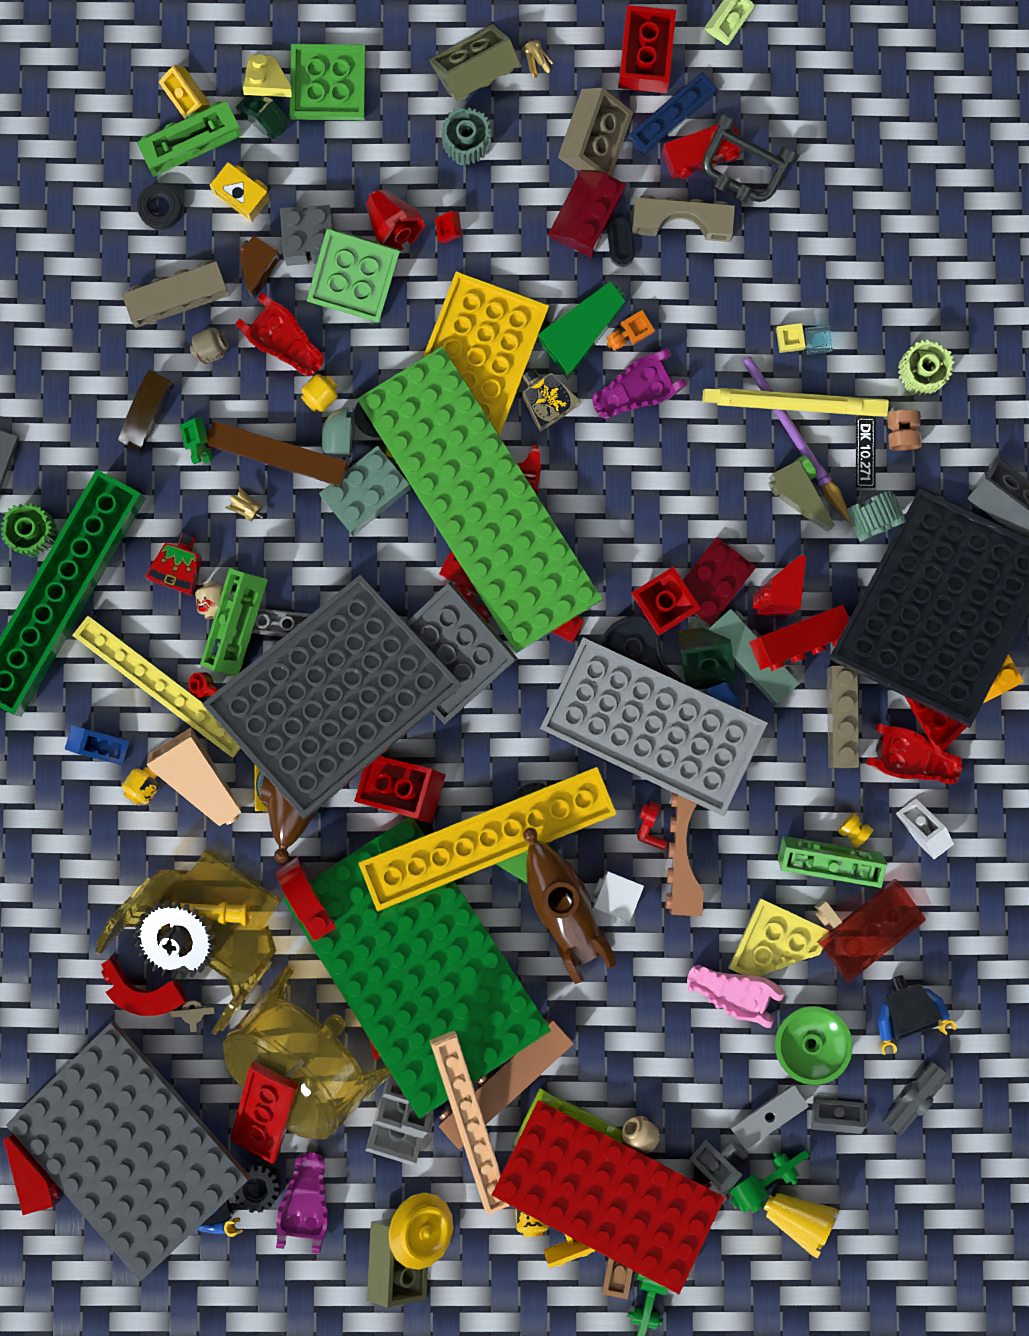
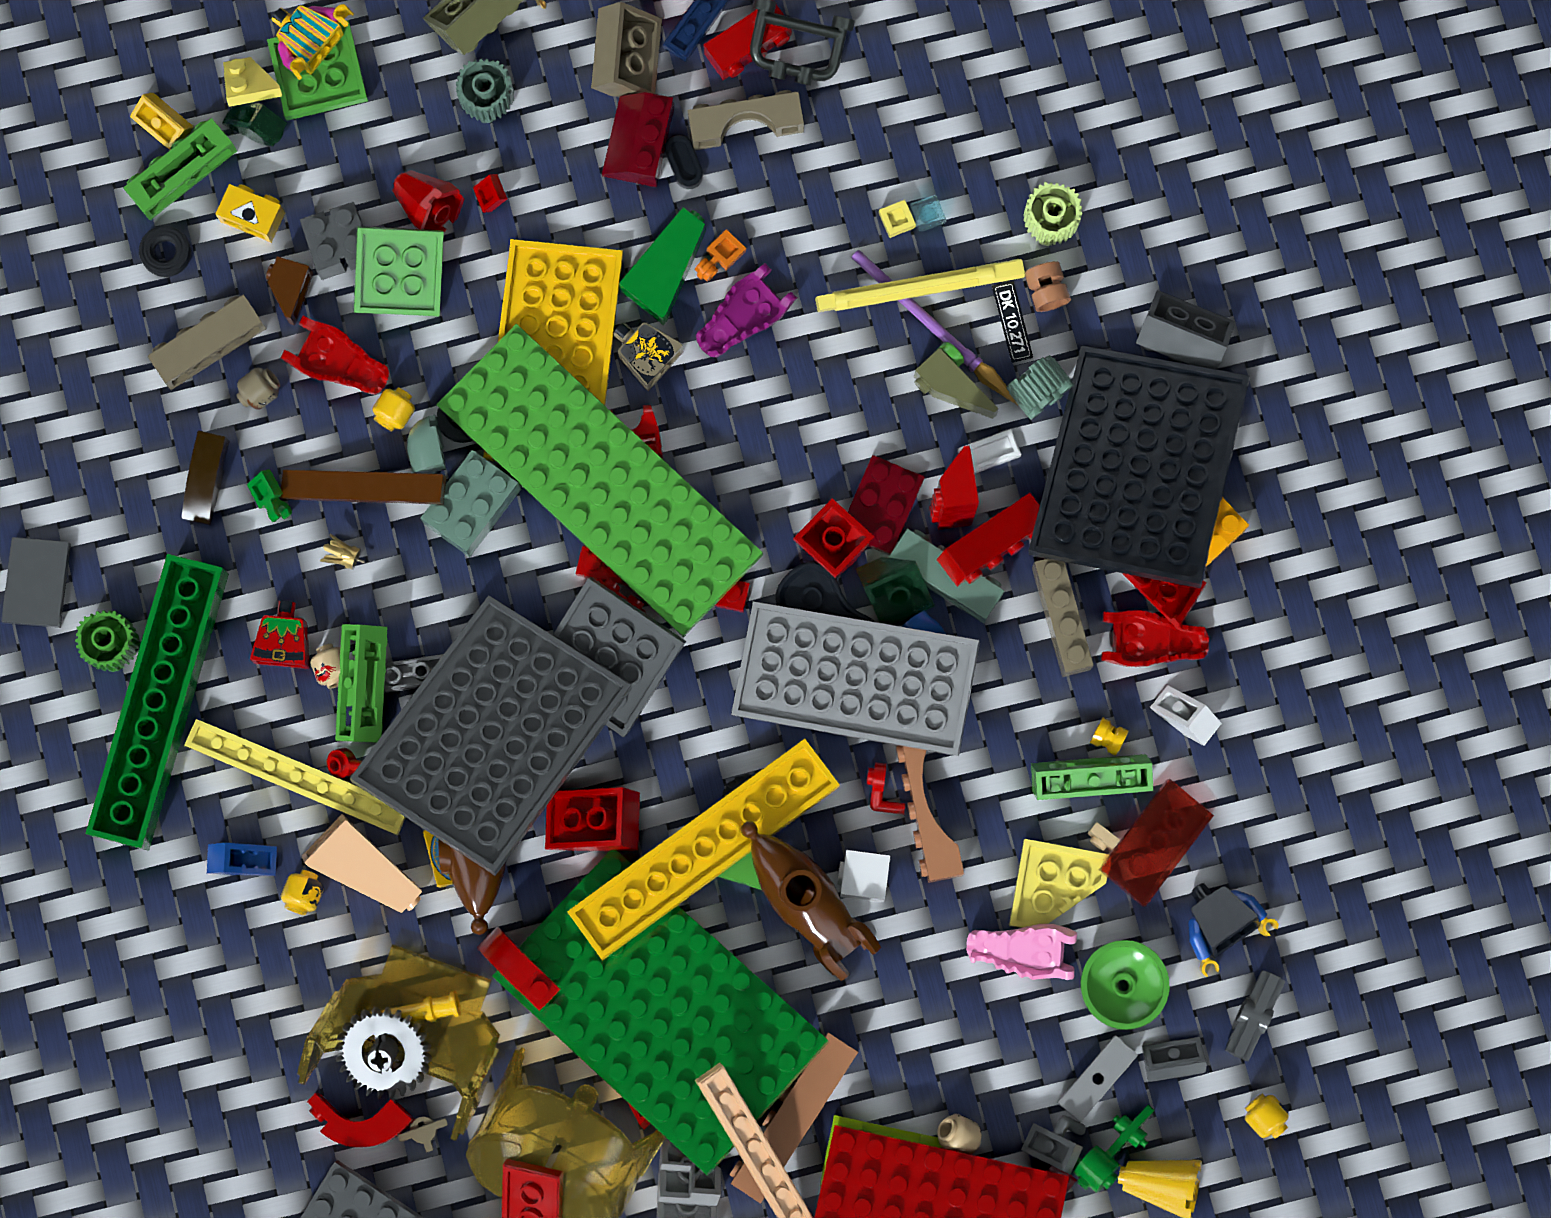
camera: 10 degrees left, 5 degrees down
(327, 49) = (308, 35): none -> torso
(820, 558) = (993, 450): none -> white tile
(904, 1186) = (1267, 1116): none -> yellow head

